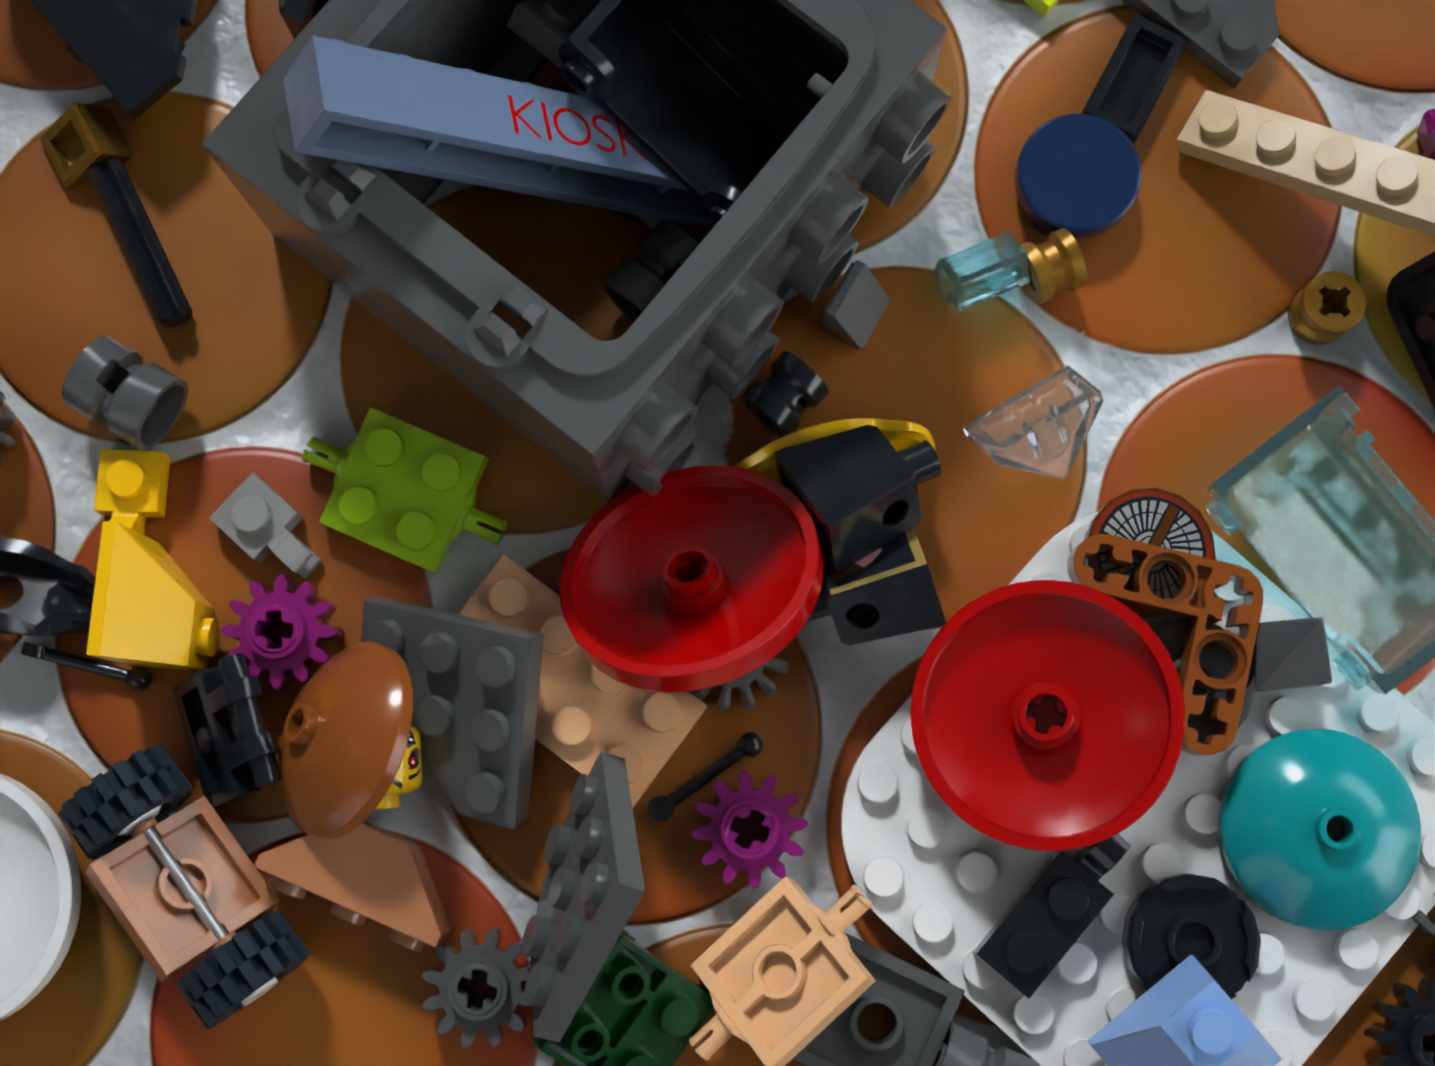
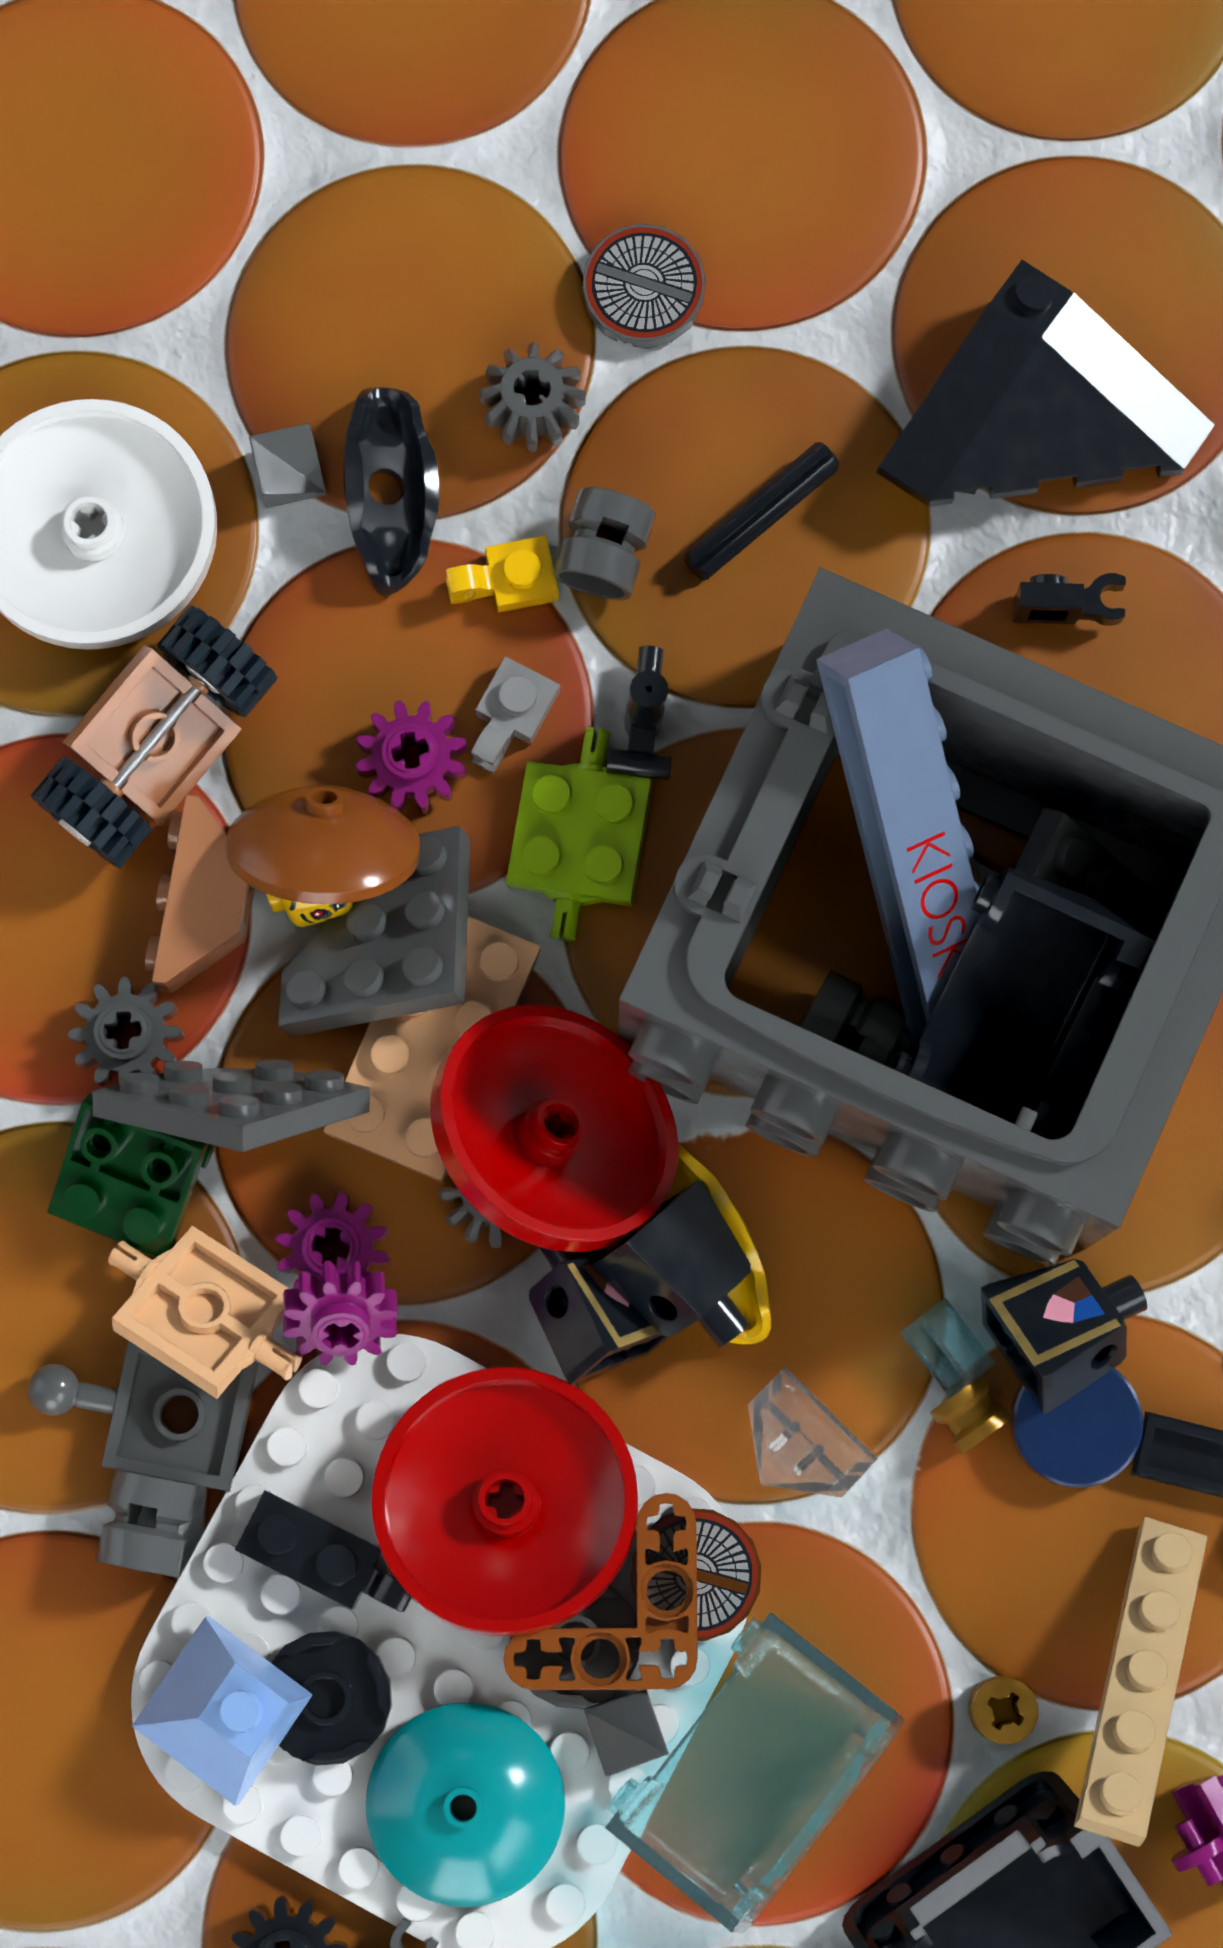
camera: 75 degrees right, 0 degrees up
(82, 139) = (849, 426): pearl gold slope -> none
(137, 678) = (338, 634): black hinge -> none
(147, 606) = (403, 629): yellow slope -> none
(227, 731) = (305, 733): black plate -> none
(286, 382) = (644, 721): none -> black piece
(662, 806) = (335, 1163): black hinge -> none
(784, 395) = (767, 1178): black wheel -> none
(820, 835) = (340, 1313): none -> magenta gear
(855, 306) = (878, 1228): dark grey slope -> none
(992, 162) = (1060, 1327): none -> black torso

